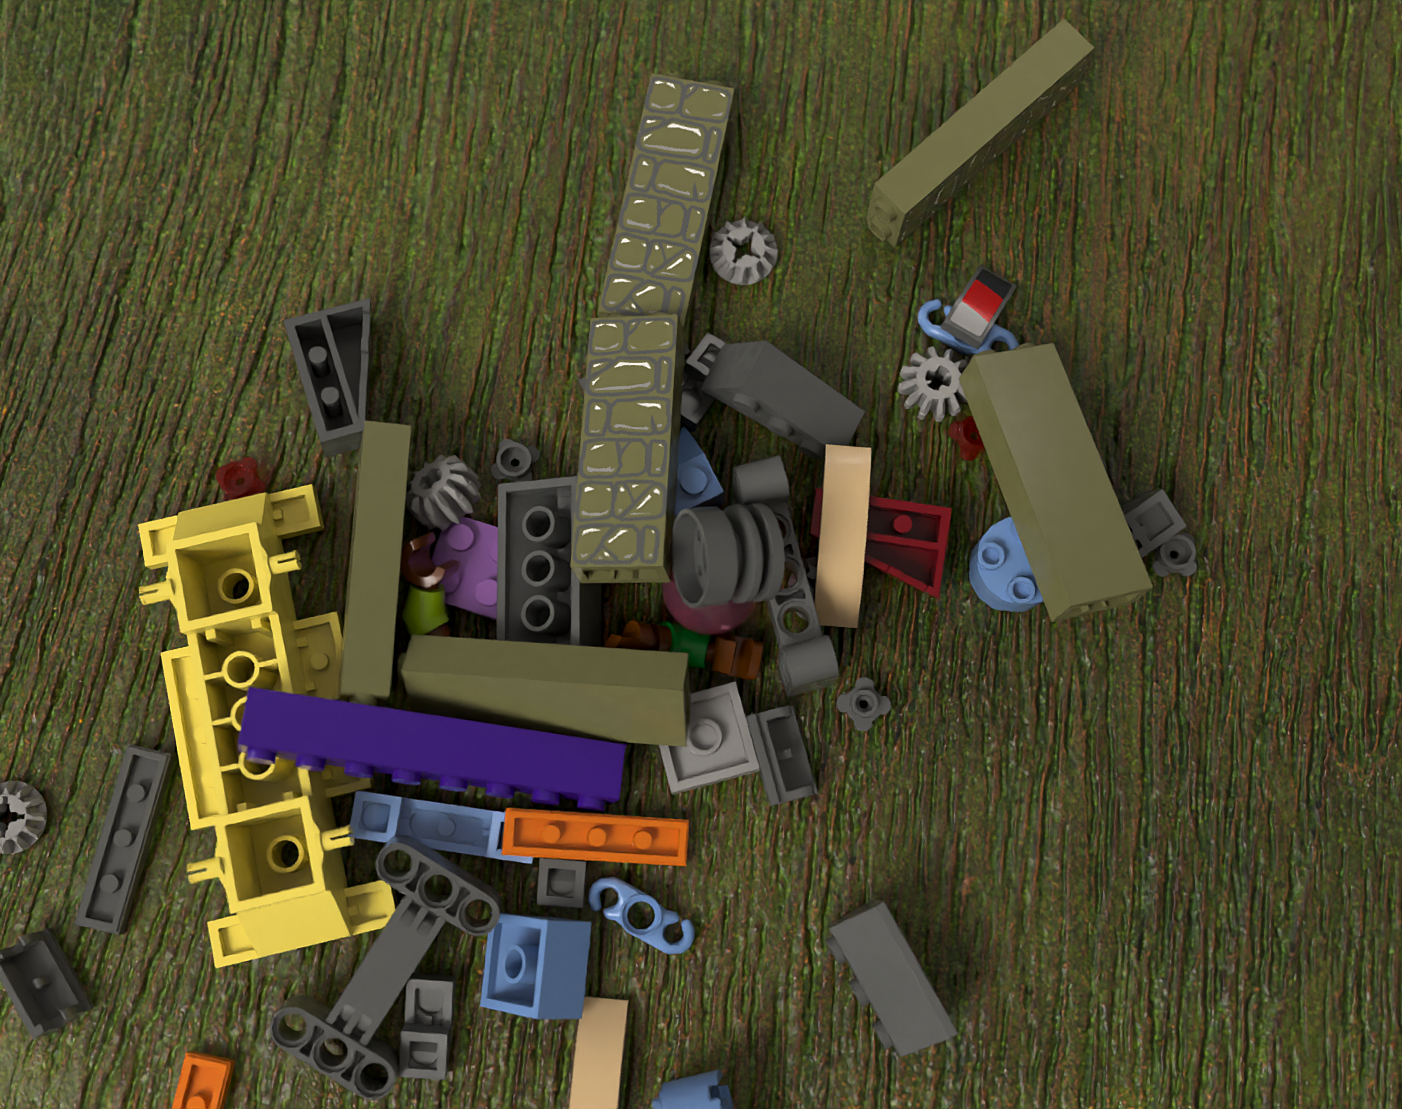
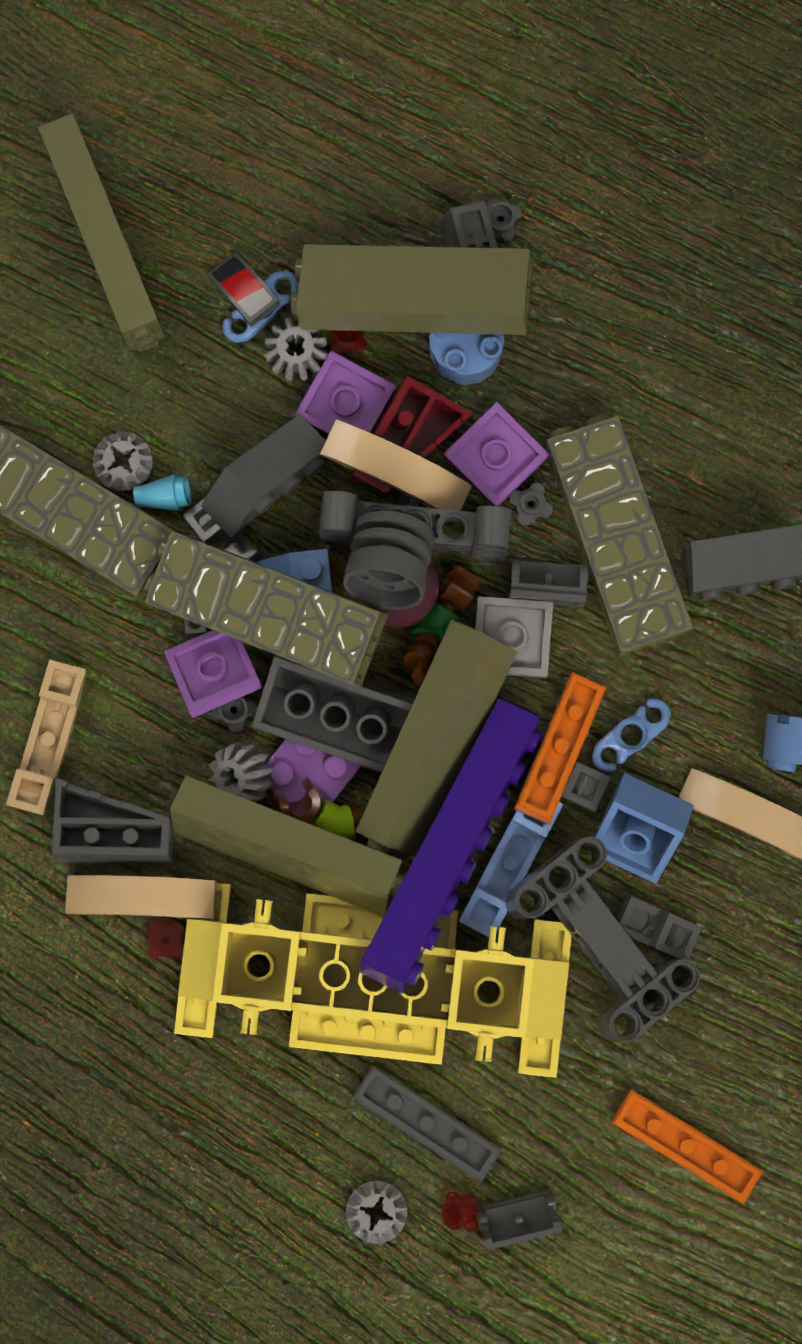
camera: 75 degrees left, 5 degrees up
(31, 911) = (460, 1212): none -> clear red plate
(275, 439) = (141, 896): none -> tan slope
(417, 283) = (48, 738): none -> tan slope
(542, 421) = (212, 671): none -> medium lavender plate
(724, 306) = (165, 493): none -> medium azure cone
(866, 816) = (617, 534): none -> olive brick
(904, 455) = (345, 394): none -> medium lavender plate
(904, 645) = (496, 455): none -> medium lavender plate

